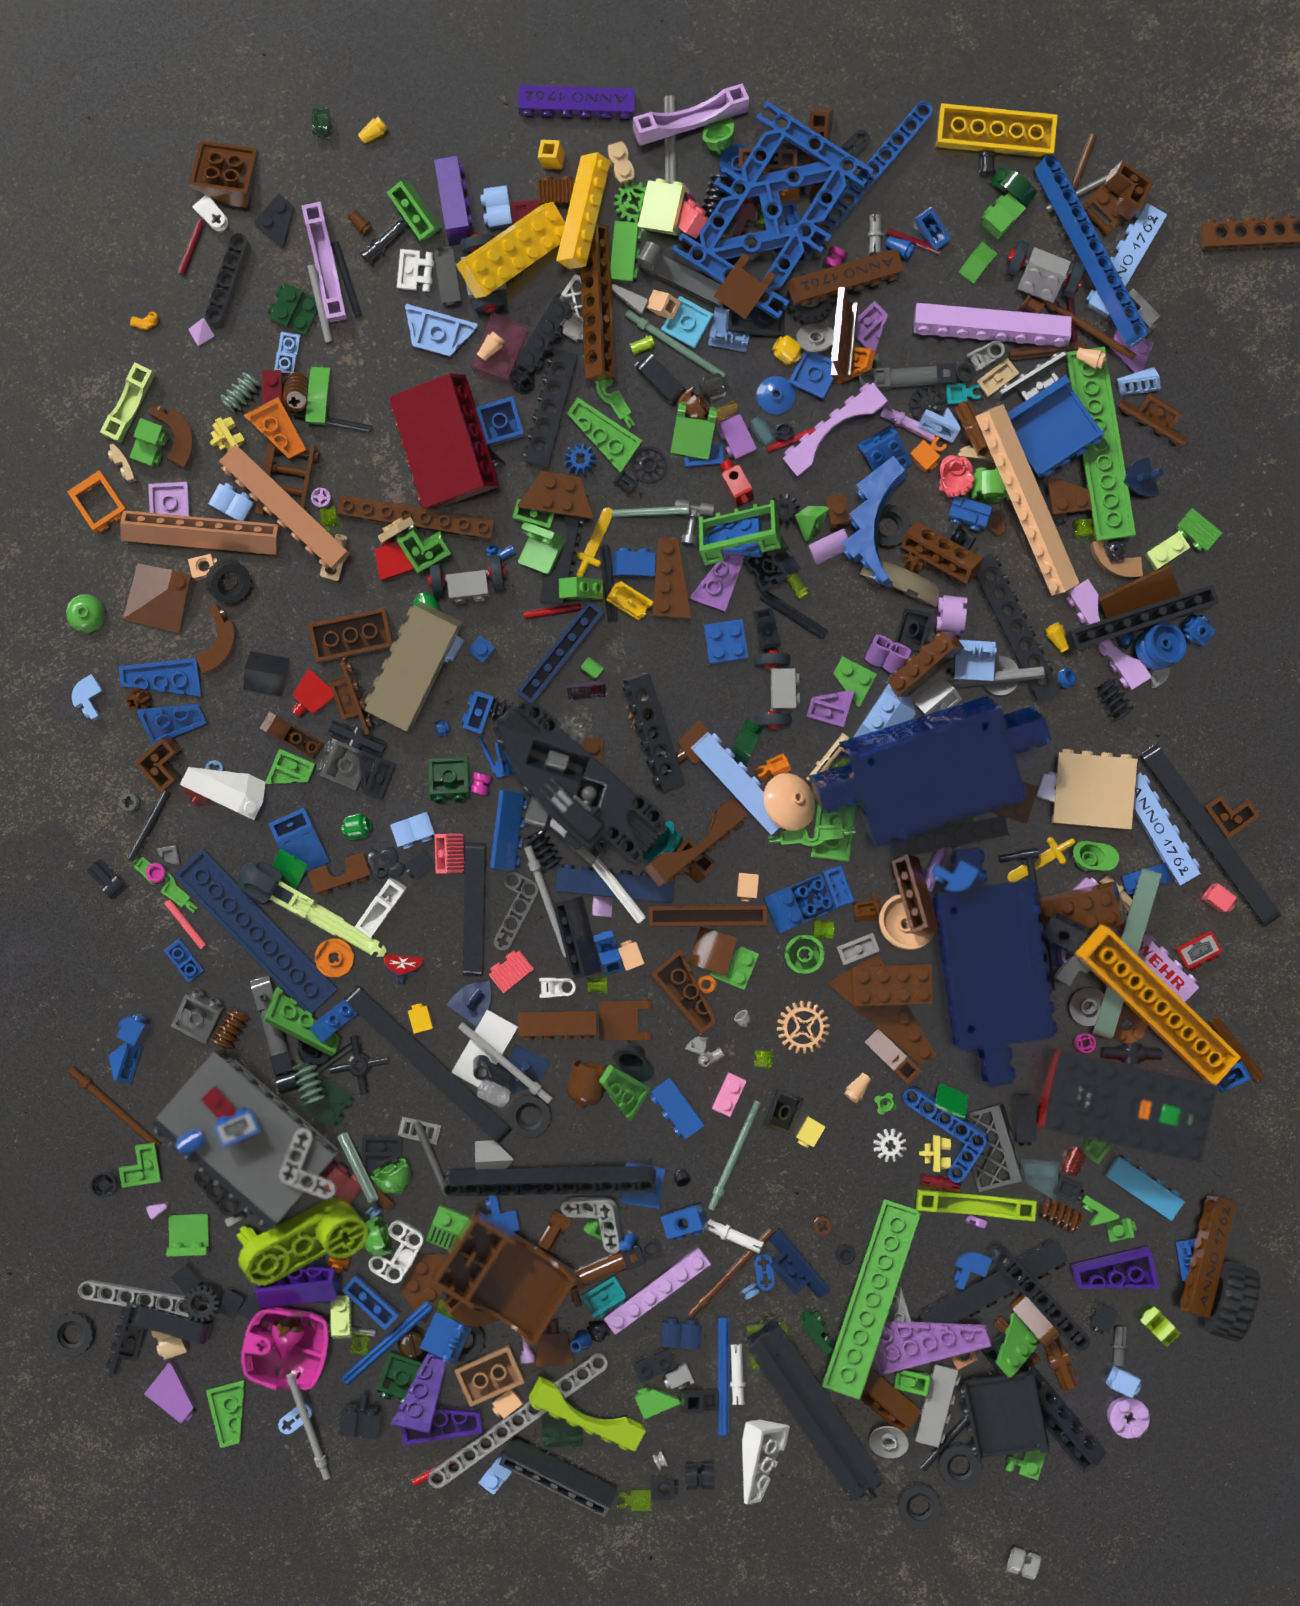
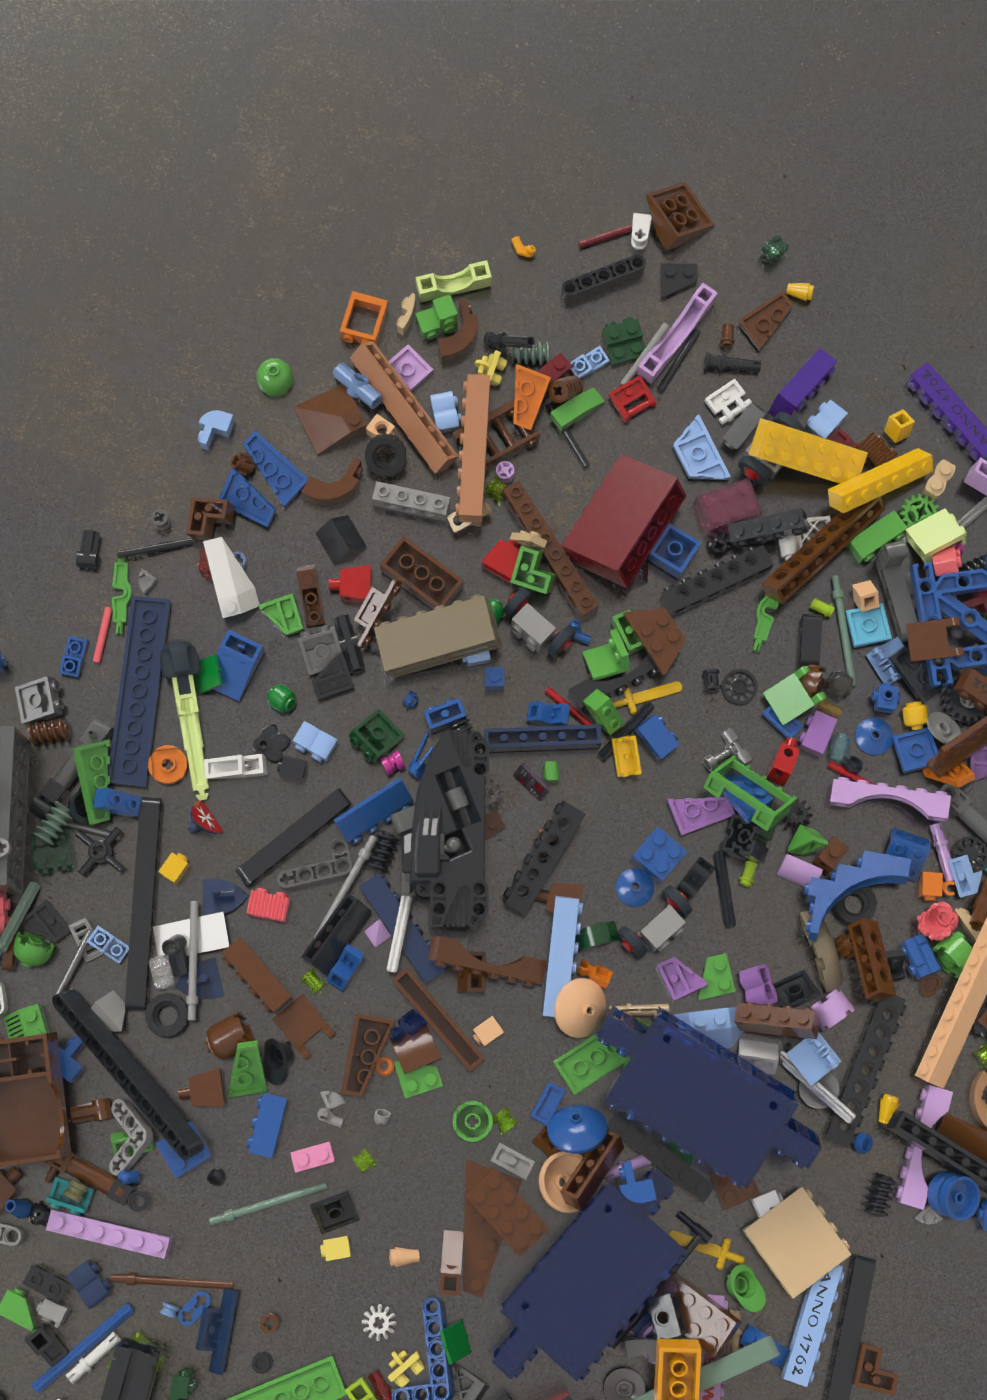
camera: 45 degrees right, 10 degrees down
(150, 554) = (357, 385): none -> medium blue piece
(155, 872) = (123, 581): dark pink tile -> none
(201, 332) = (550, 292): lavender slope -> none
(212, 407) = (503, 340): none -> black pin
(282, 592) = (411, 501): none -> light grey brick
(324, 881) = (220, 708): reddish brown arch -> none
(341, 341) = (627, 394): none -> red plate
(372, 179) = (765, 319): none -> reddish brown wing
(414, 210) = (771, 364): bright green brick -> none
(437, 1116) = (108, 944): none -> light blue slope
(449, 853) = (320, 783): coral brick -> none
(490, 346) = (723, 495): light nougat cone -> none
(545, 632) = (547, 714): none -> blue brick
(555, 987) = (283, 949): white piece -> none
(587, 458) = (705, 629): blue gear -> none
(604, 1289) = (75, 1190): none -> olive wheel
(609, 437) = (733, 637): bright green wing -> none
(610, 1133) = (205, 1089): none -> reddish brown torso
(630, 955) = (358, 986): light nougat brick -> none
(633, 300) = (848, 571): light grey slope -> none
(651, 511) = (706, 716): sand green bar -> none
(666, 843) = (470, 939): teal piece -> none
(670, 585) = (663, 777): reddish brown wedge -> none
(673, 1222) = (192, 1213): blue brick -> none
(691, 939) = (408, 1023): none -> clear blue plate
(733, 691) = (633, 897): none -> blue dish
(734, 1236) = (202, 1254): white pin -> none
(758, 367) = (886, 698): none -> blue brick
(799, 903) = (509, 1084): blue slope -> none
(816, 1016) = (397, 1167): light nougat gear -> none
(823, 834) = (577, 1055): bright green piece -> none
(881, 886) = (577, 1129): none -> blue dish
(884, 1108) = (408, 1283): bright green plate -> none
(1126, 640) = (933, 1164): blue plate -> none

